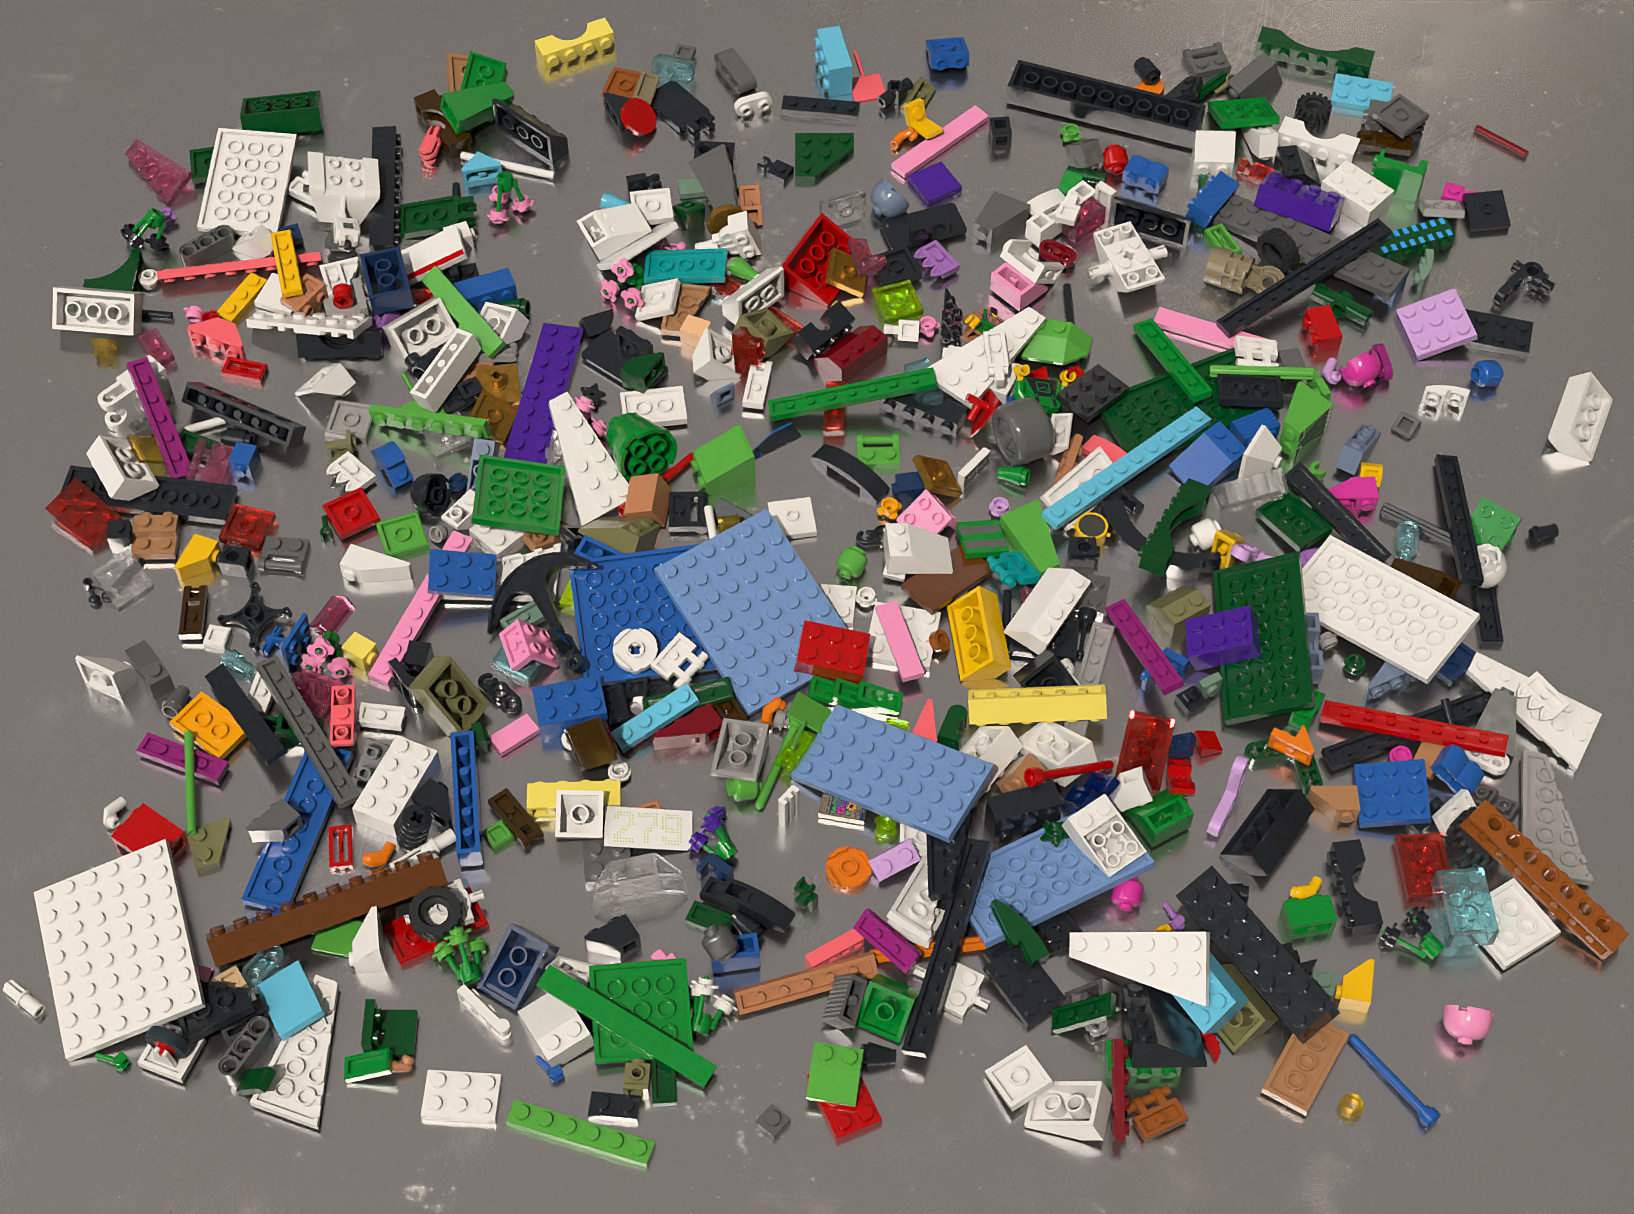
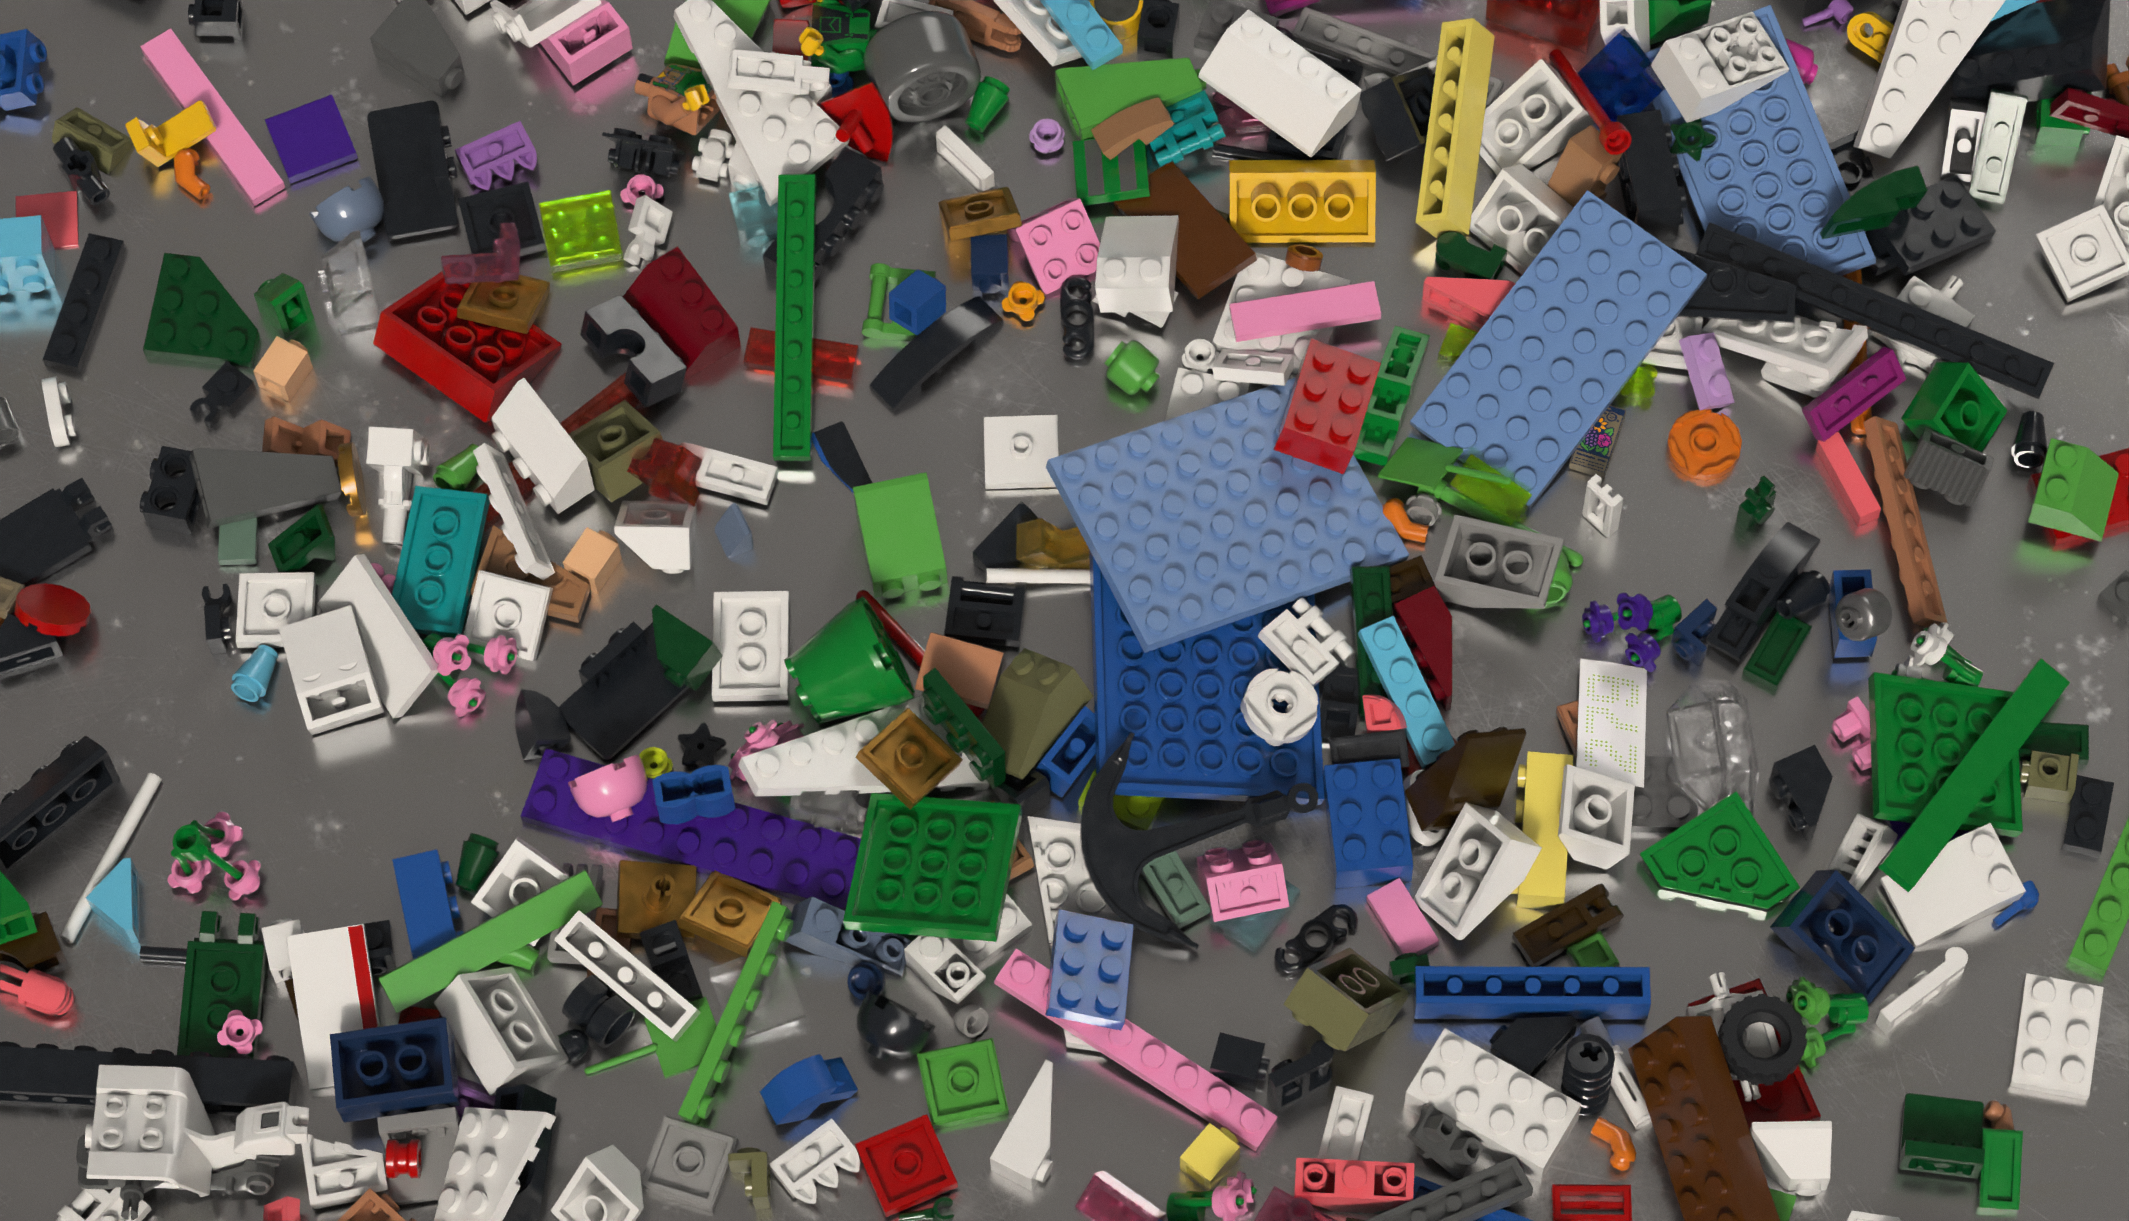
camera: 80 degrees left, 10 degrees up
(409, 222) = (229, 1036): none -> bright pink plate
(542, 760) = (1475, 869): none -> white slope
(550, 379) = (687, 795): none -> blue brick
(552, 348) = (611, 789): none -> bright pink cylinder
(563, 896) = (1722, 858): none -> green plate
(579, 375) = (658, 756): none -> neon yellow plate
(583, 476) = (909, 758): none -> pearl gold tile
(599, 494) = (964, 729): none -> dark green plate
(638, 704) = (1382, 714): none -> coral tile
(713, 289) = (510, 504): none -> white plate
(792, 189) = (283, 368): none -> light nougat brick
(827, 181) = (284, 304): none -> green slope
(860, 617) = (1253, 367): none -> white plate
(871, 449) = (917, 302): none -> blue brick
(1007, 540) = (1140, 121): none -> medium nougat slope

